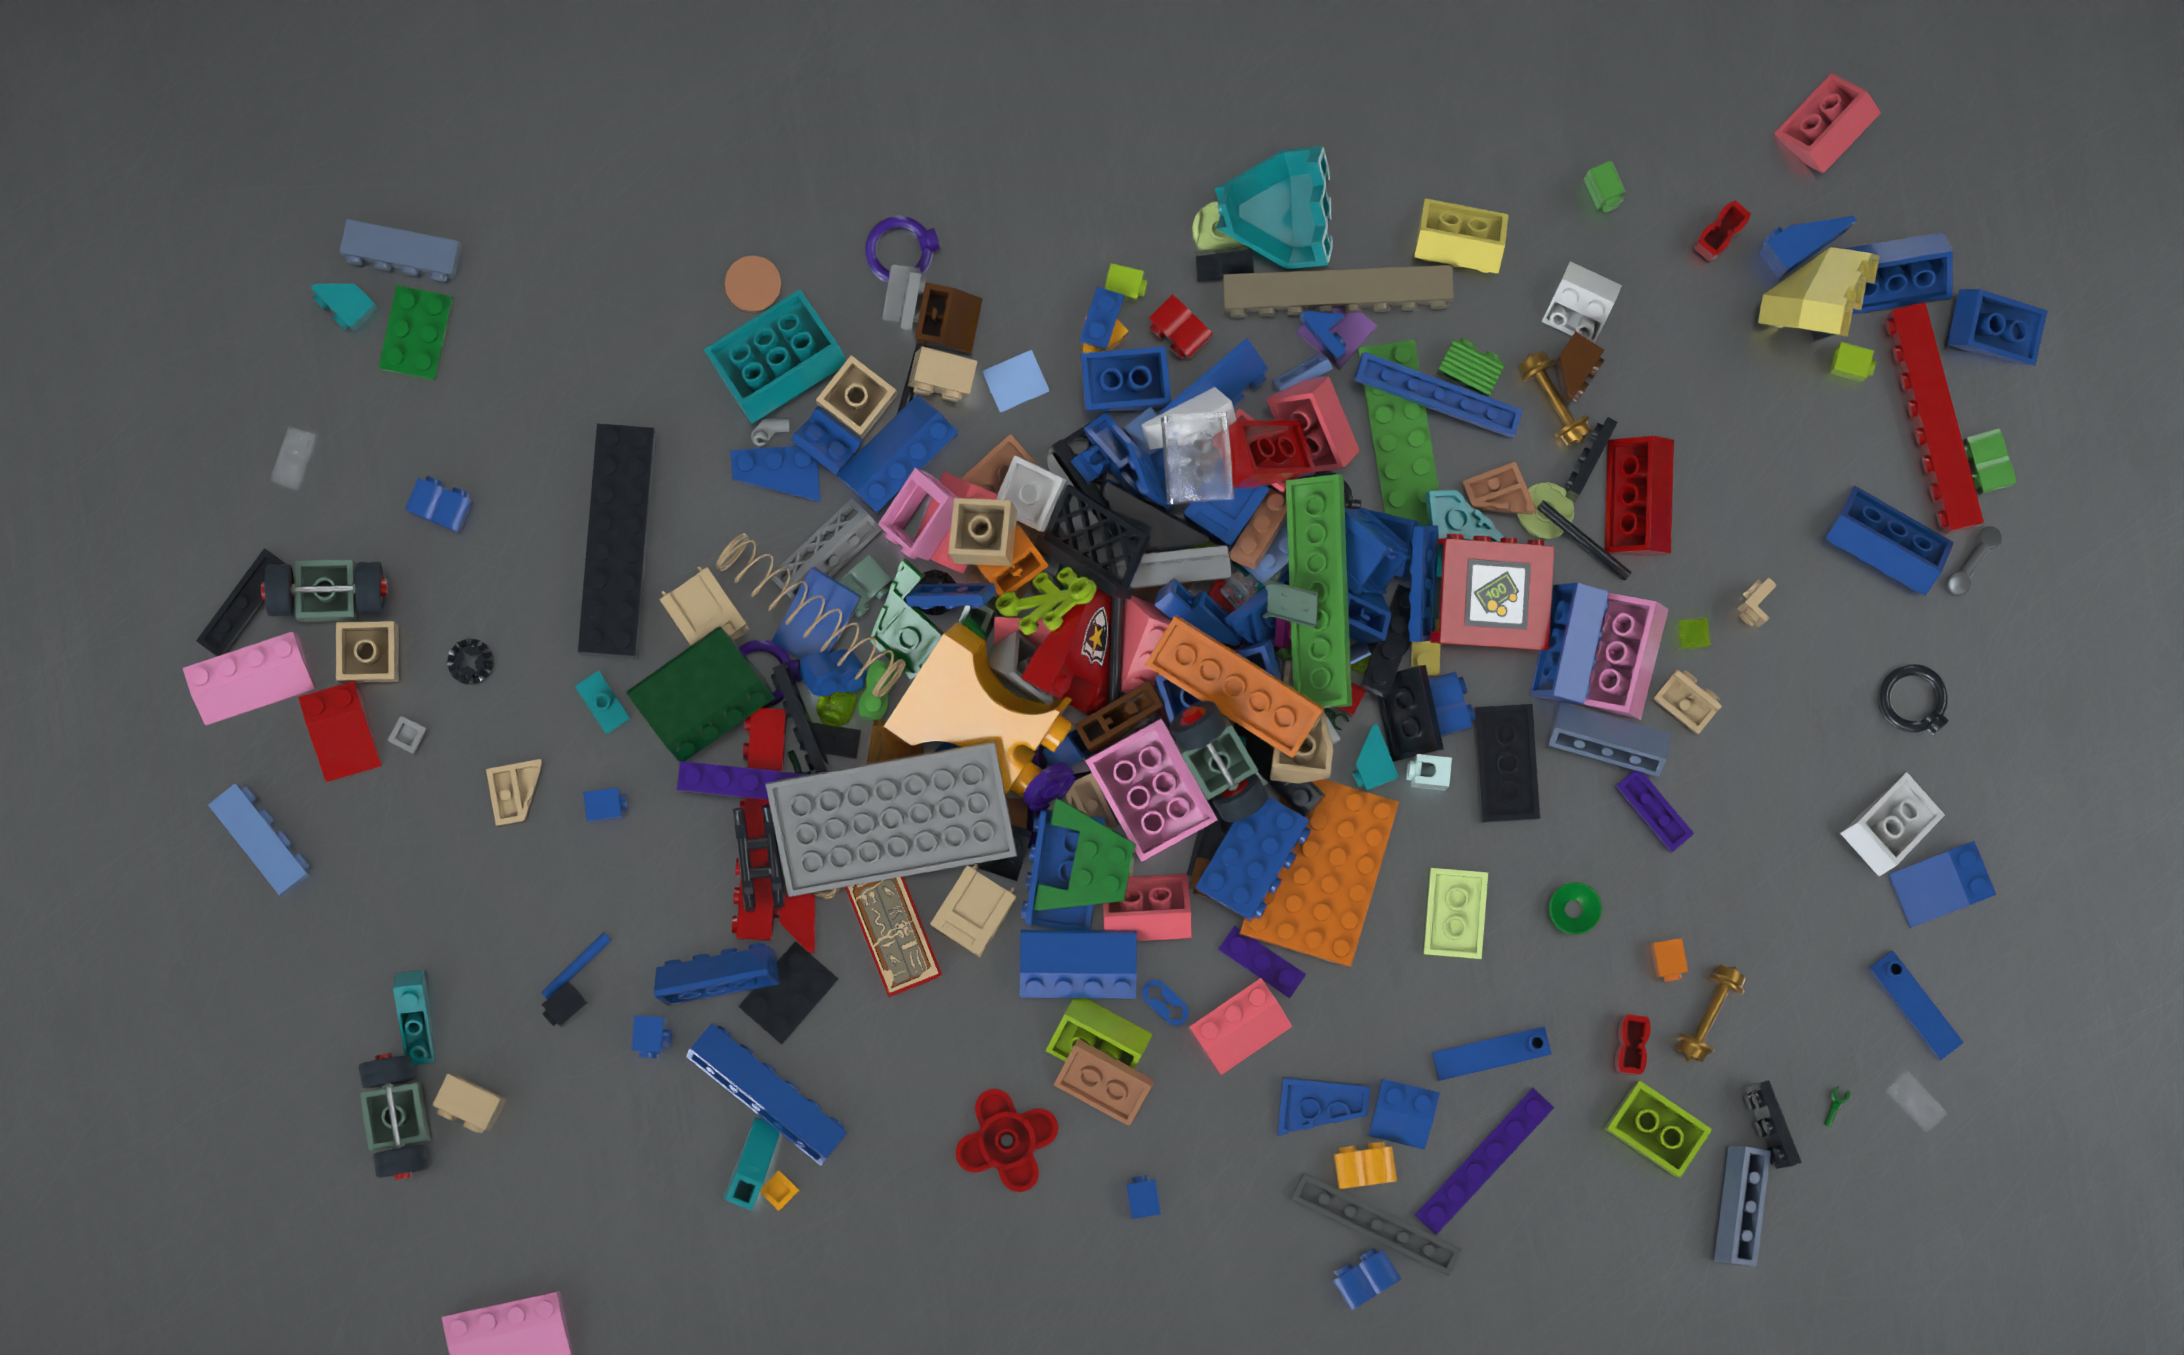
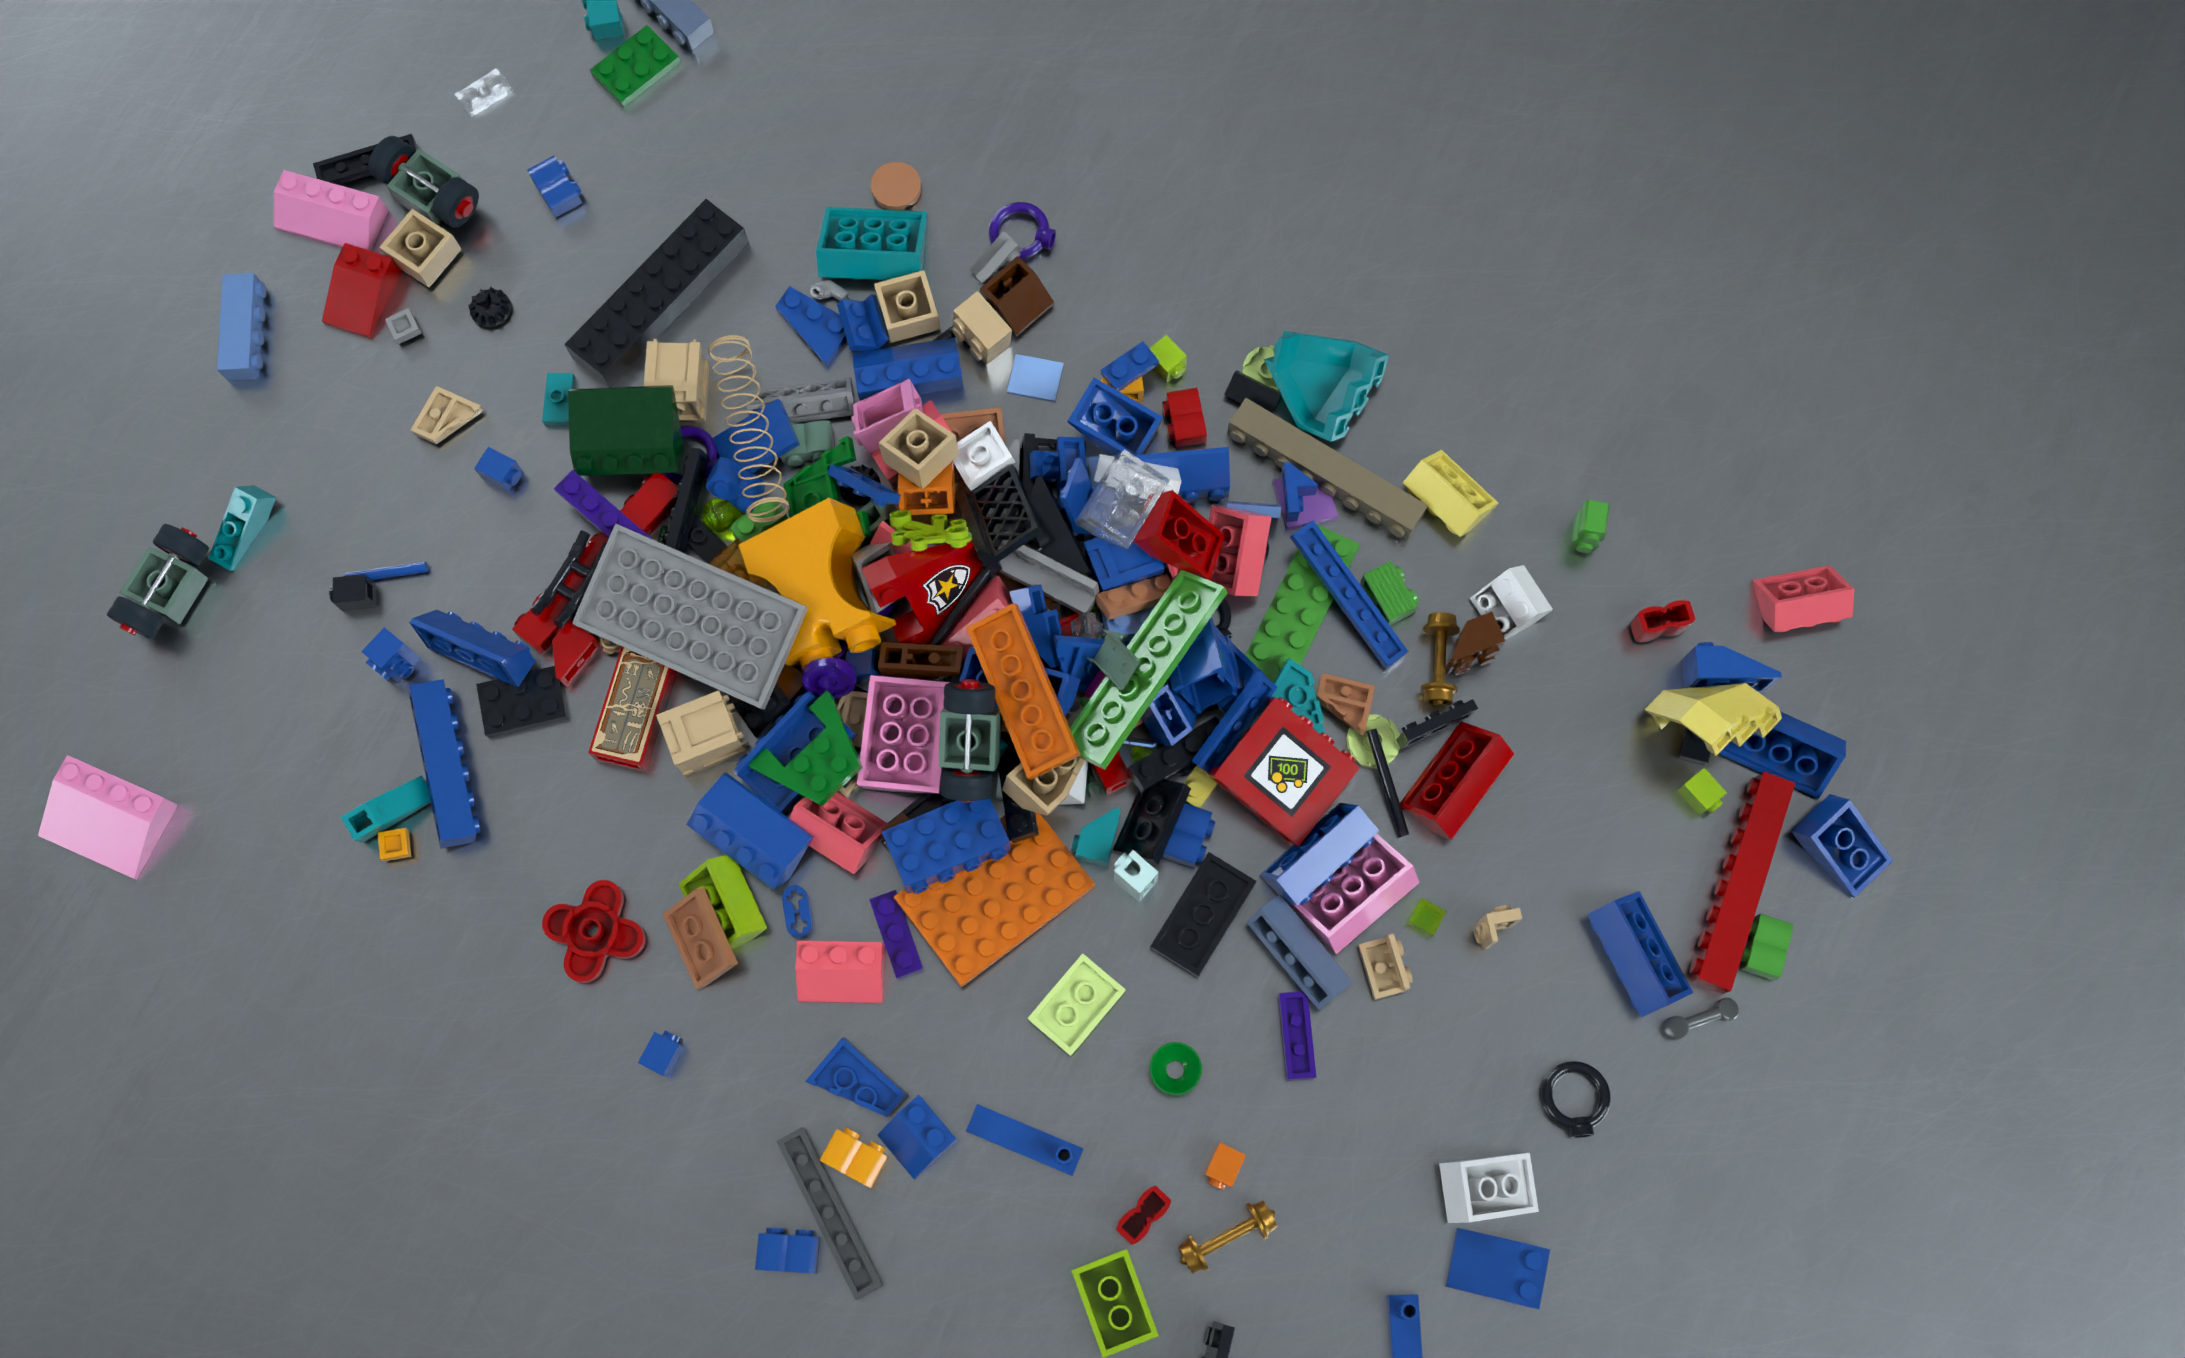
camera: 40 degrees right, 10 degrees down
(468, 1102) = (221, 611): tan brick -> none
(1484, 1161) = (954, 1225): dark purple plate -> none

